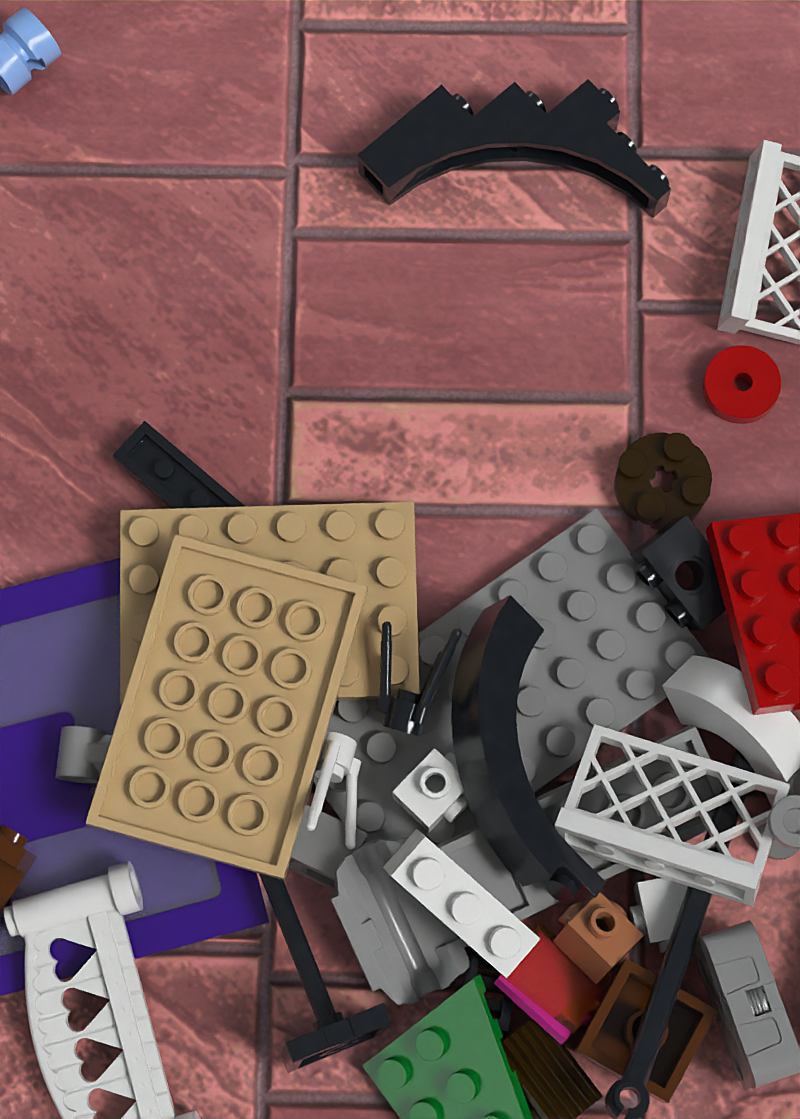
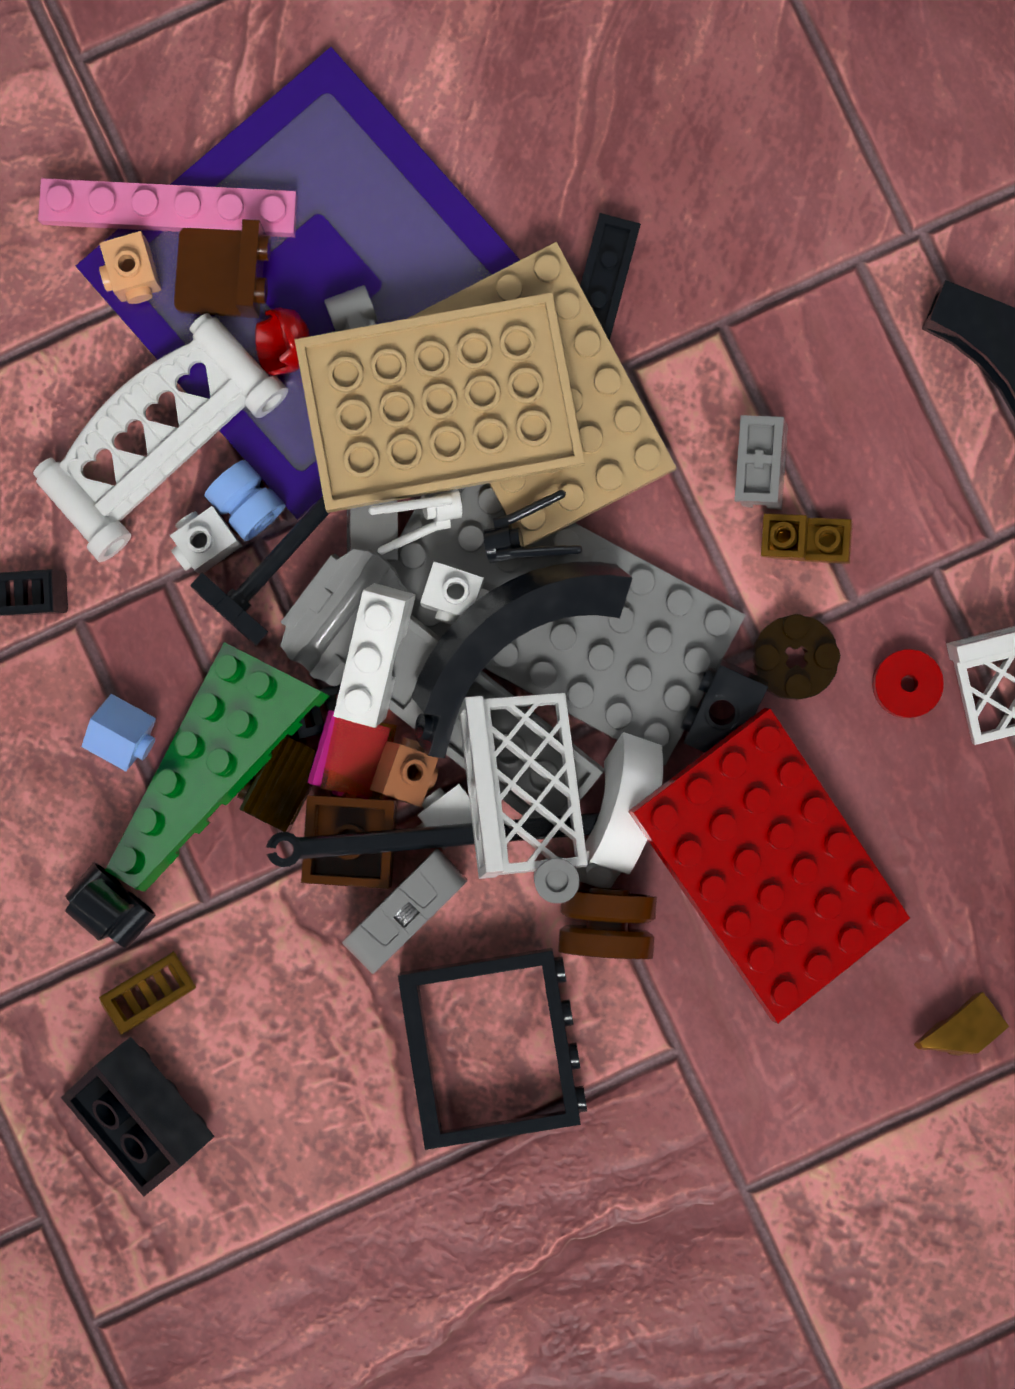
camera: 65 degrees right, 10 degrees up
(73, 845) = (276, 341): none -> red hair
(222, 967) = (240, 495): none -> light blue wheel
(242, 1034) = (203, 540): none -> white brick
(447, 417) = (761, 461): none -> light grey hinge
(546, 412) = (806, 538): none -> pearl gold slope

